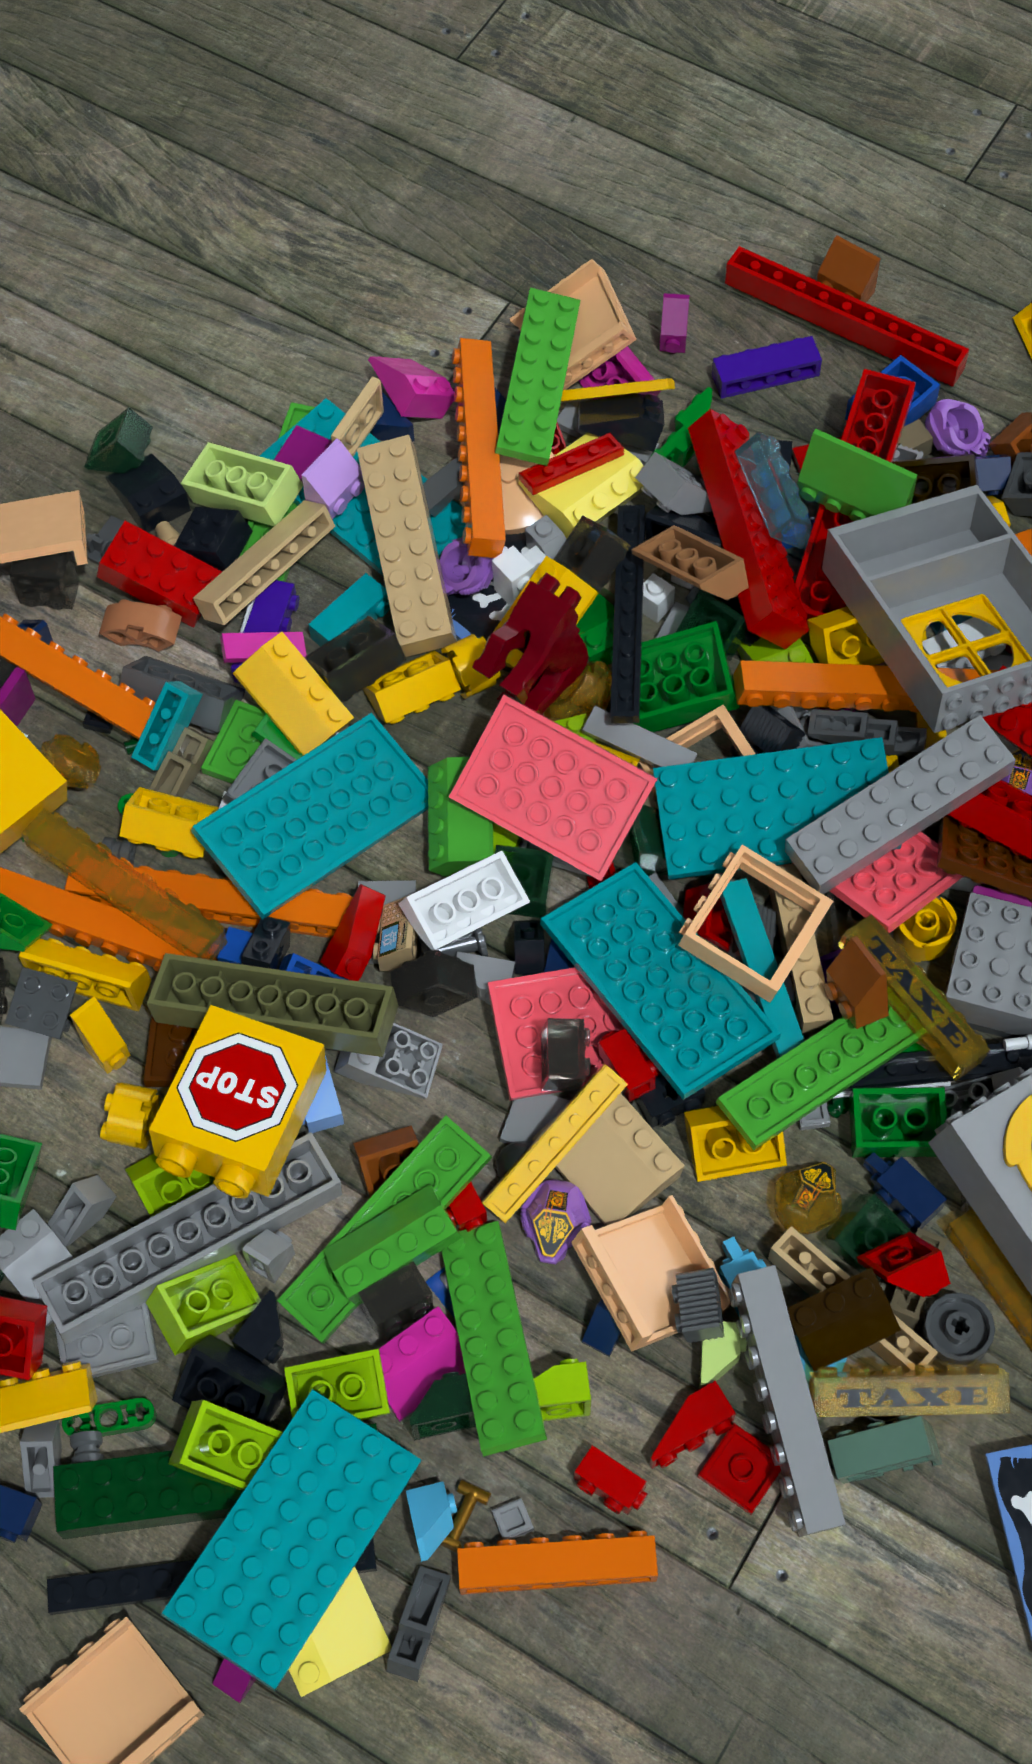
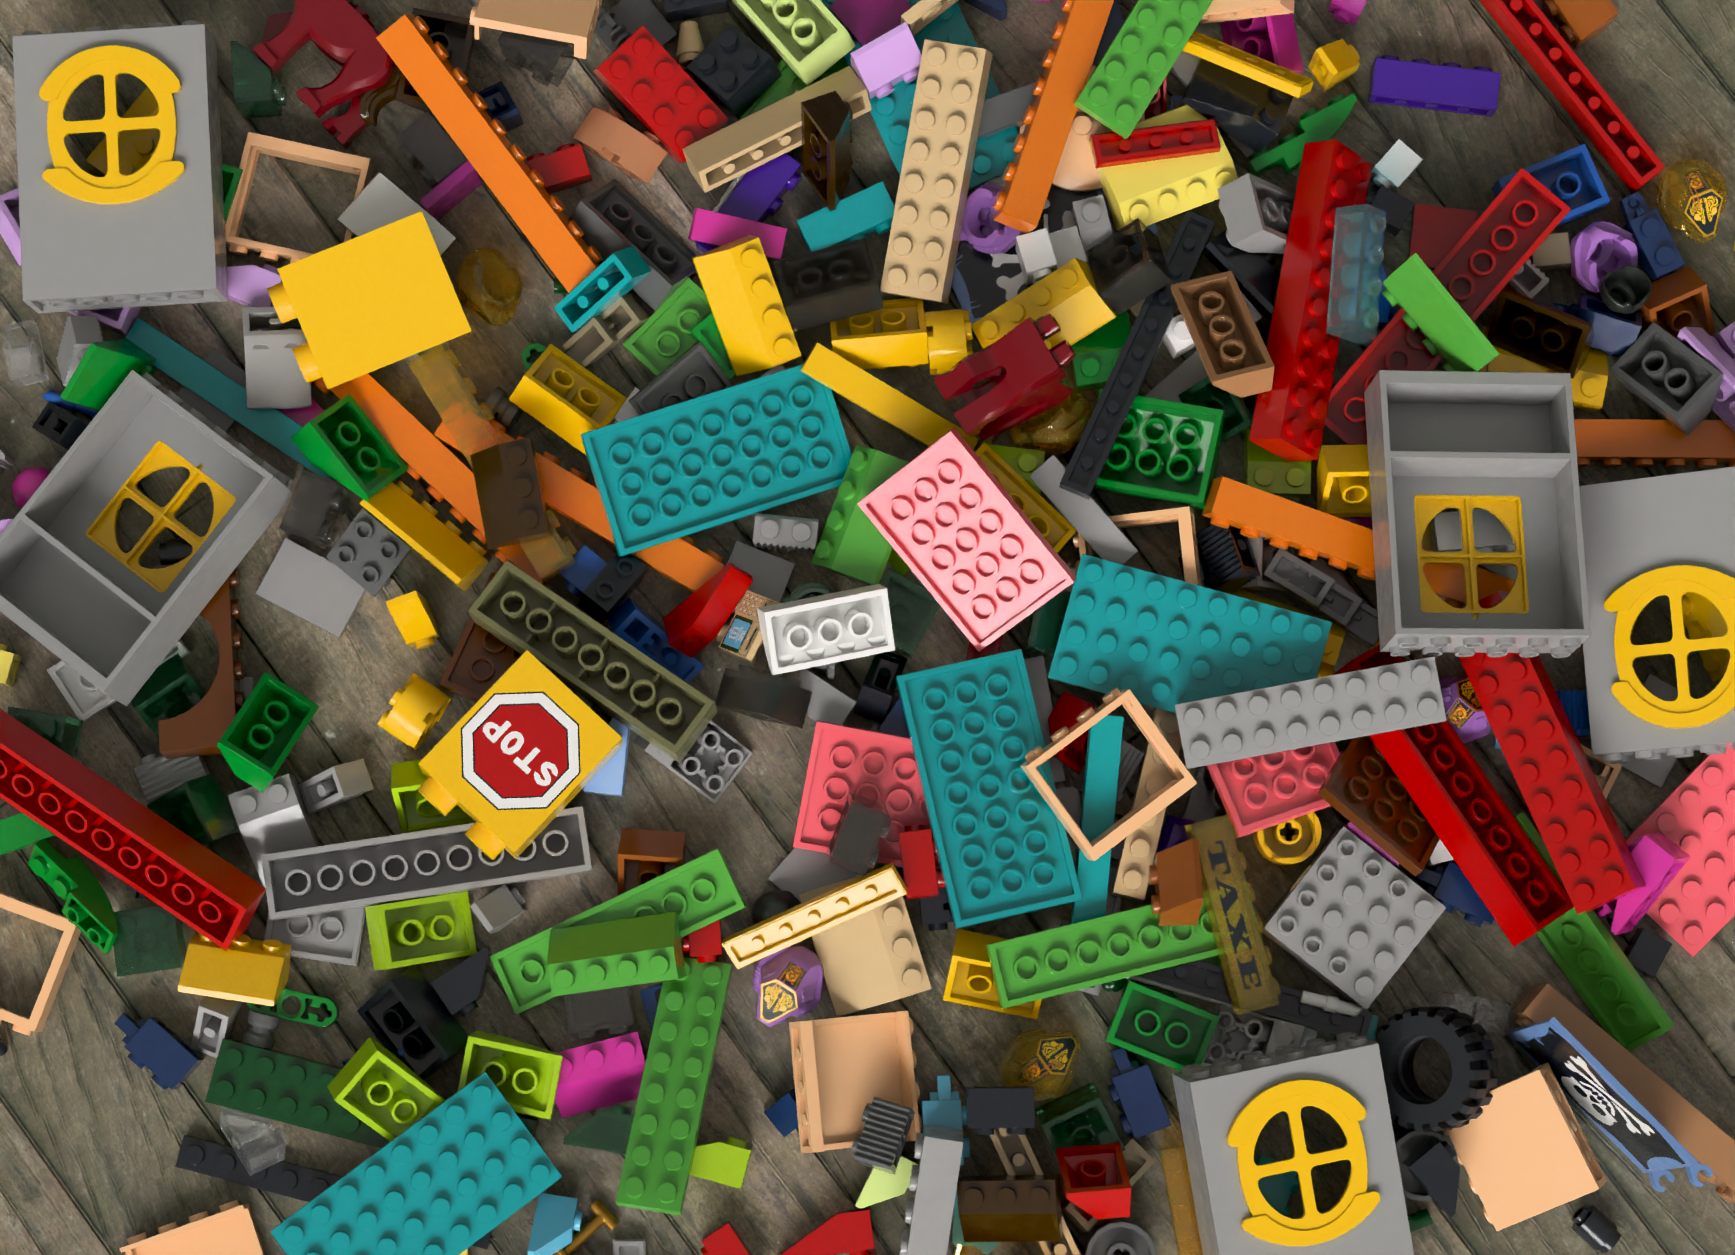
camera: 20 degrees right, 20 degrees up
(103, 654) = (562, 168): none -> red brick
(114, 1552) = (253, 1139): none -> clear slope
(148, 895) = (510, 494): none -> dark brown slope
(309, 556) = (827, 146): none -> dark brown slope
(398, 858) = (785, 533): none -> light grey brick
(420, 724) = (878, 397): none -> yellow tile
(686, 376) = (1334, 63): none -> yellow slope
(766, 421) = (1395, 166): none -> white brick
(793, 1230) = (1000, 1108): none -> black brick
(984, 438) = (1625, 289): none -> pearl dark grey hair
(993, 408) = (1656, 249): none -> dark blue hinge
(1000, 370) = (1692, 198): none -> clear yellow helmet

